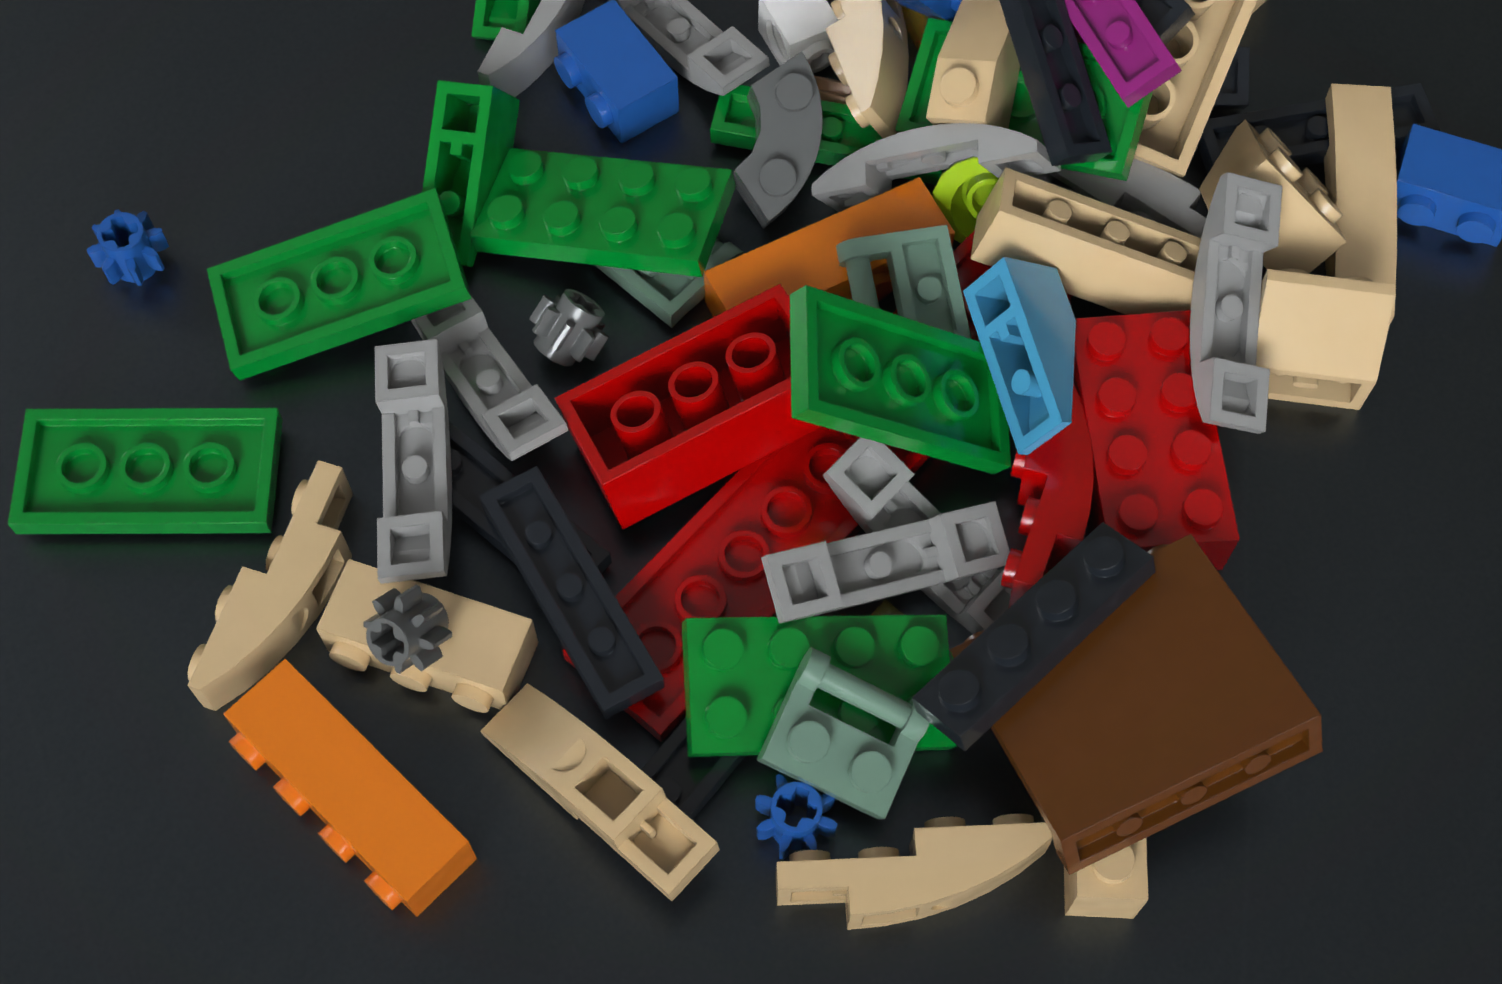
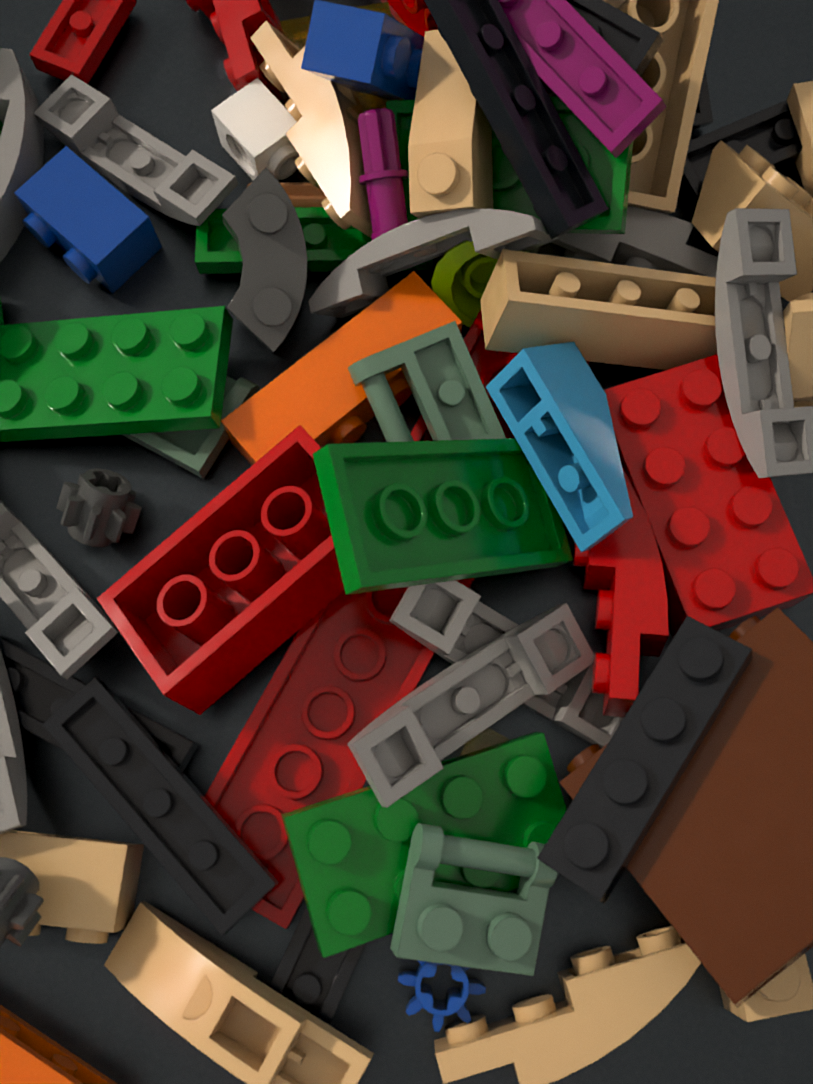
camera: 10 degrees left, 10 degrees up
(910, 77) = (382, 170): none -> magenta axle

